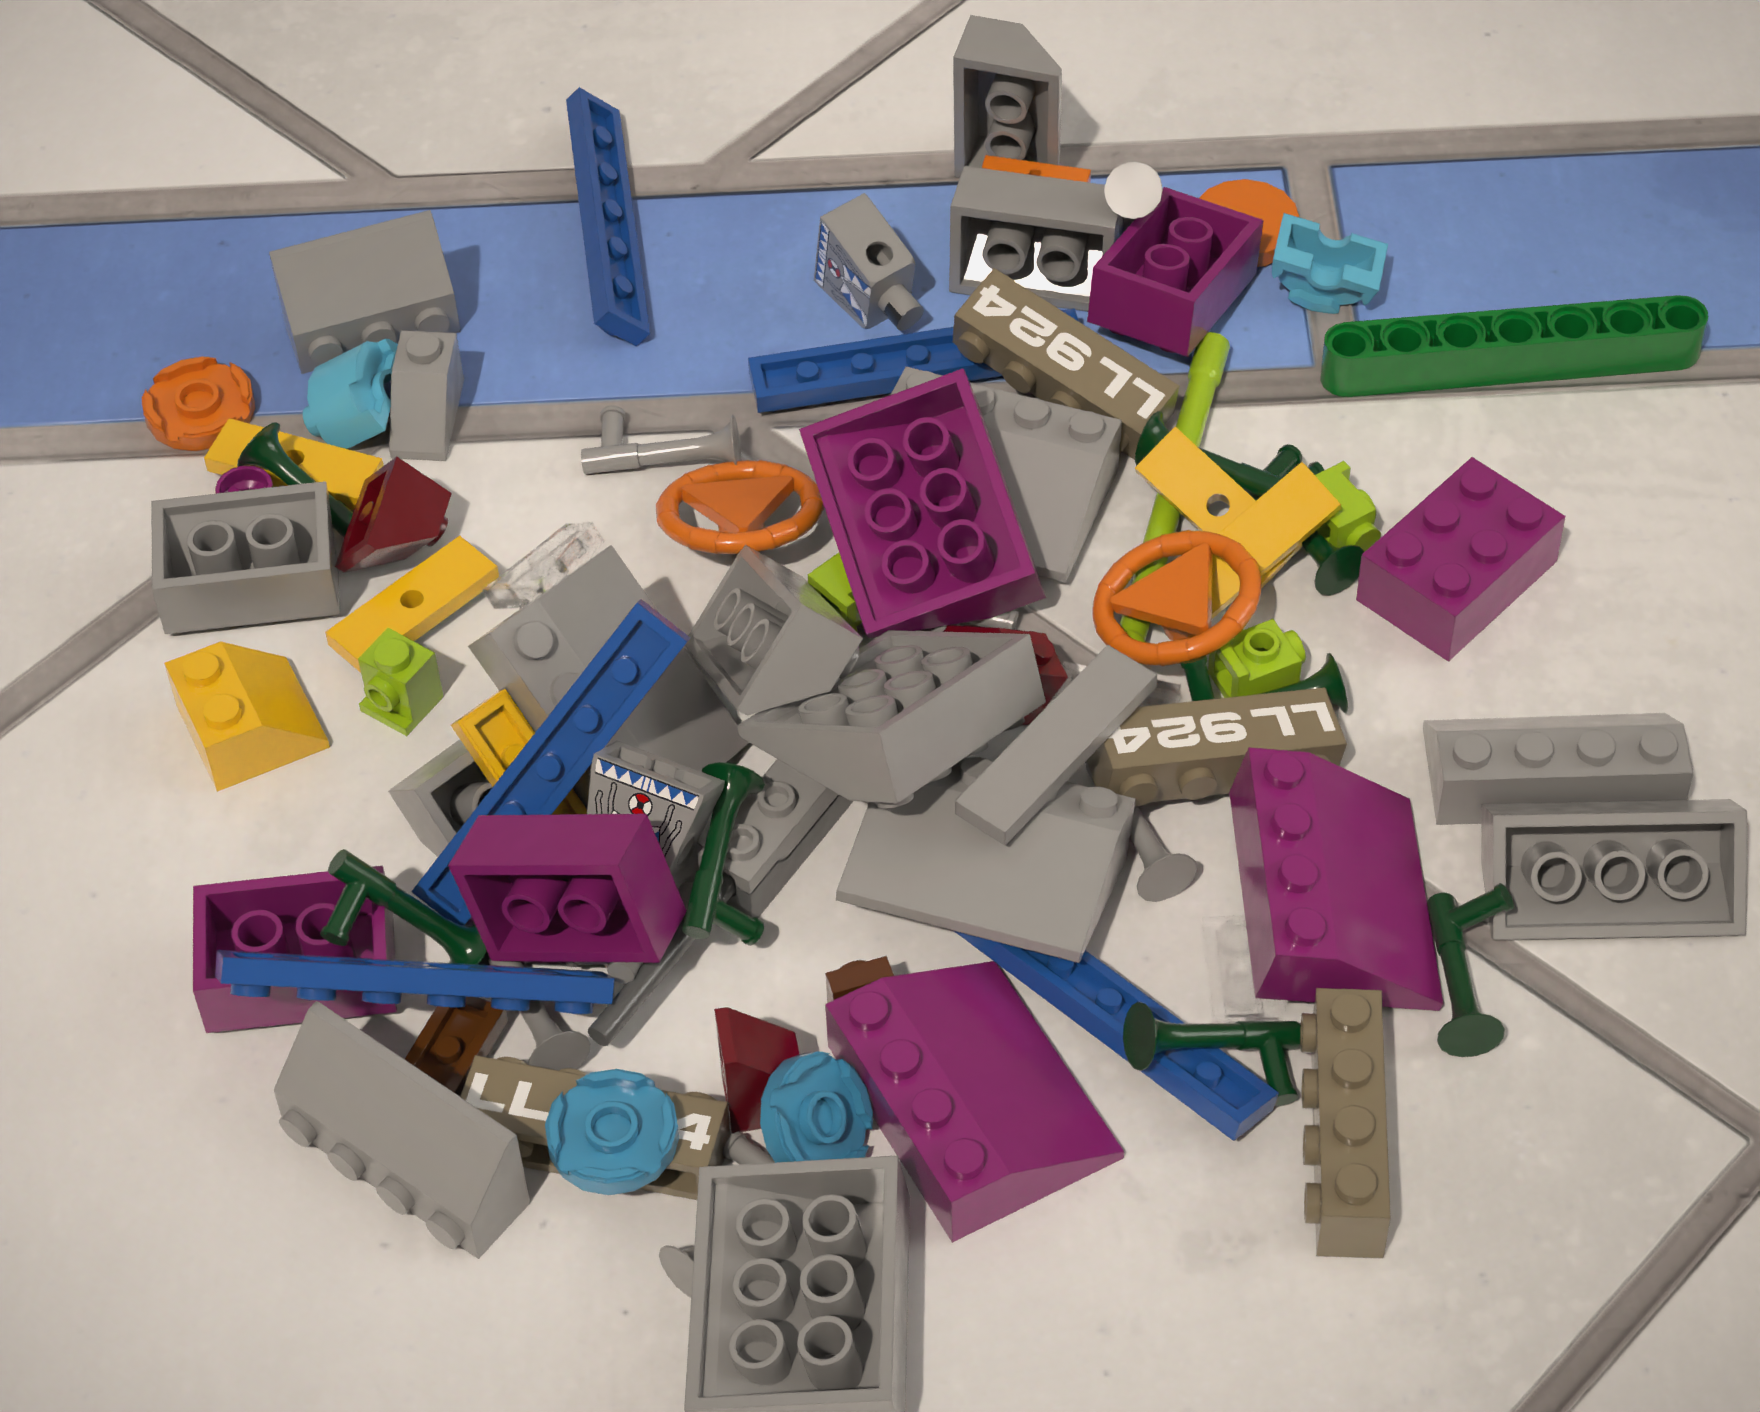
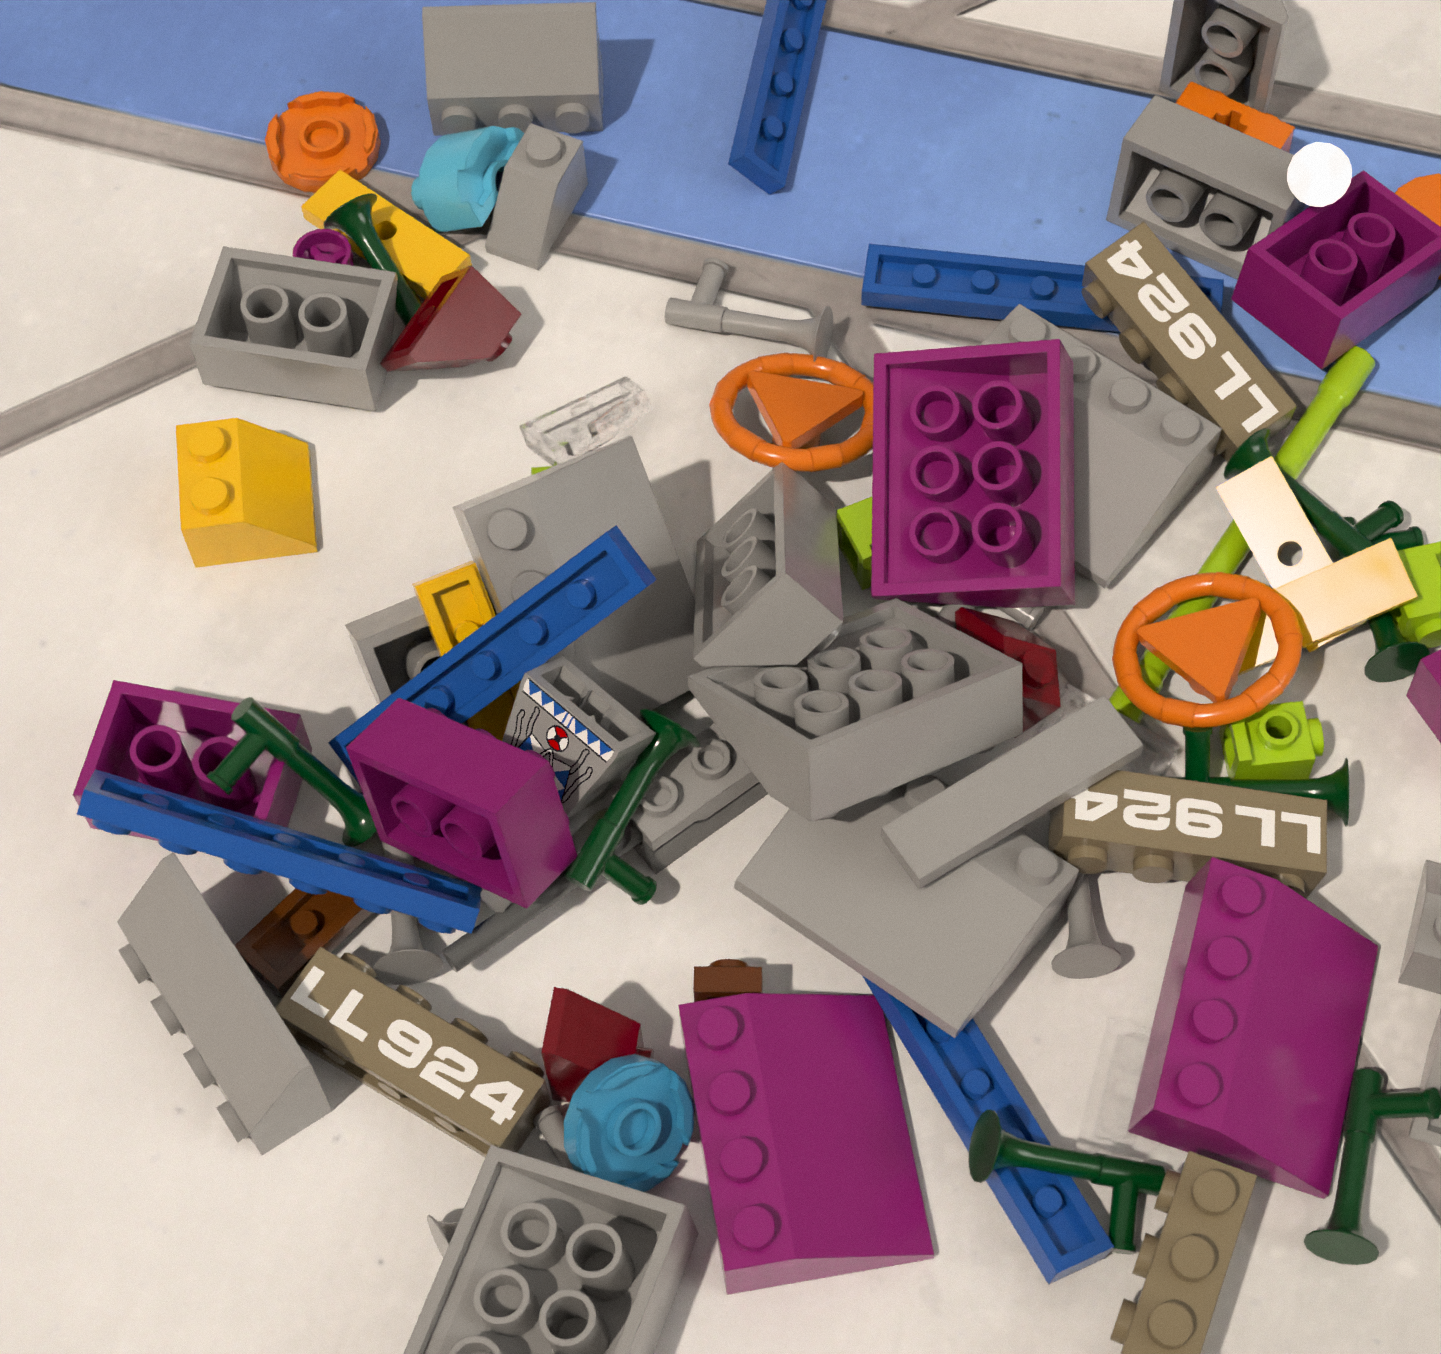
camera: 20 degrees right, 10 degrees up
(399, 681) = (399, 506): lime brick -> none
(416, 599) = (444, 424): yellow tile -> none
(612, 1132) = (418, 1078): dark azure tile -> none
(866, 266) = (1023, 175): light grey torso -> none

